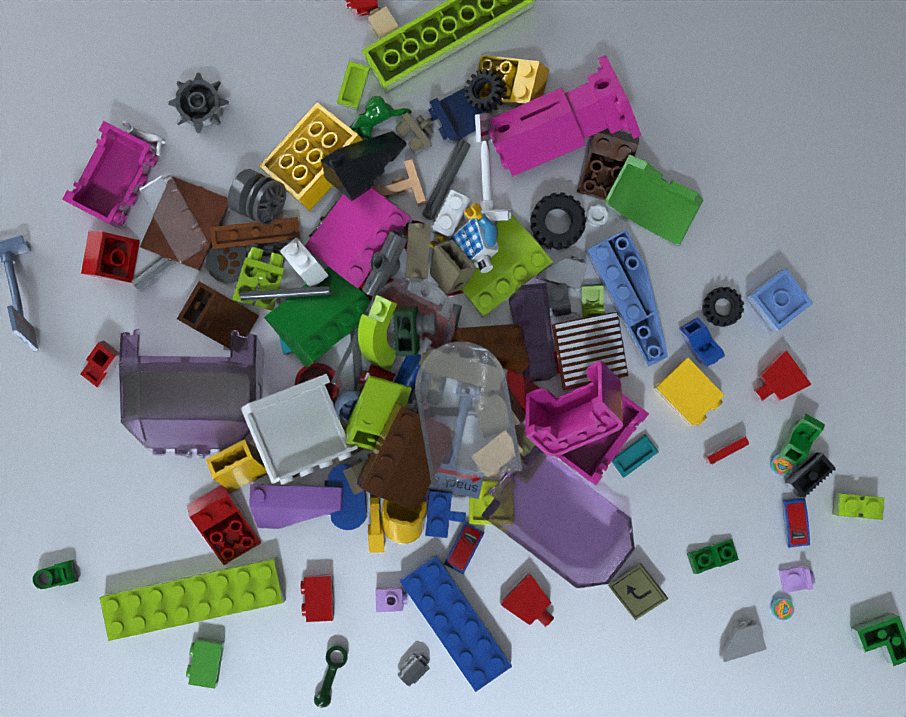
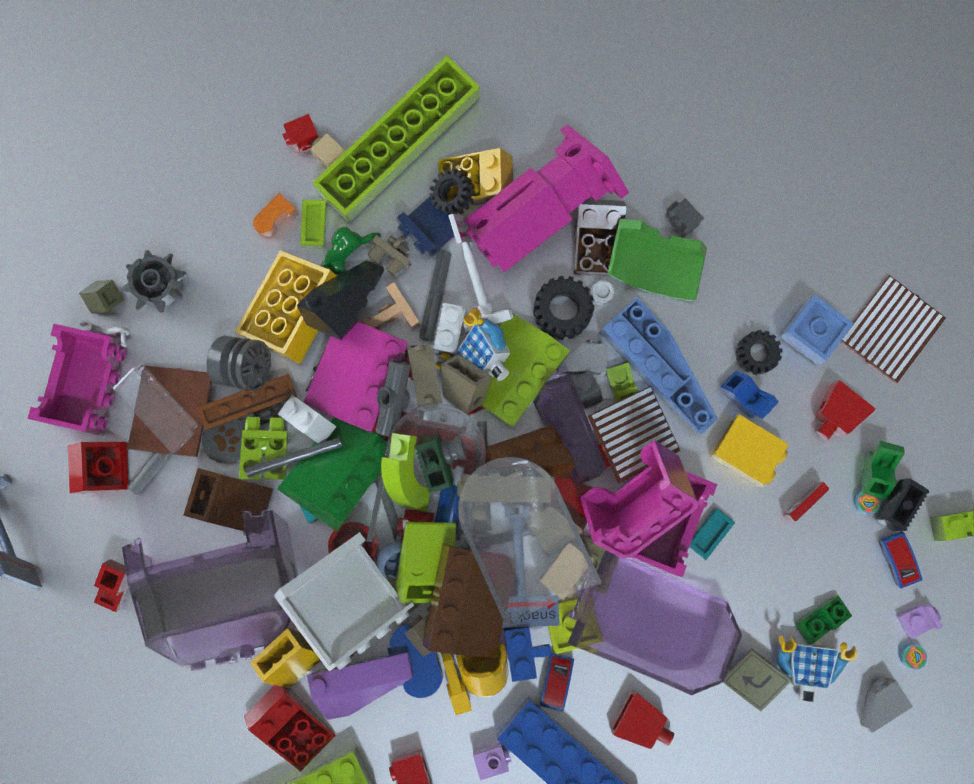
camera: 15 degrees left, 5 degrees down
(148, 103) = (101, 296): none -> olive panel
(319, 68) = (273, 215): none -> orange leg
(689, 591) = (812, 665): none -> torso
(690, 166) = (684, 217): none -> dark grey brick
(851, 317) = (893, 329): none -> piece

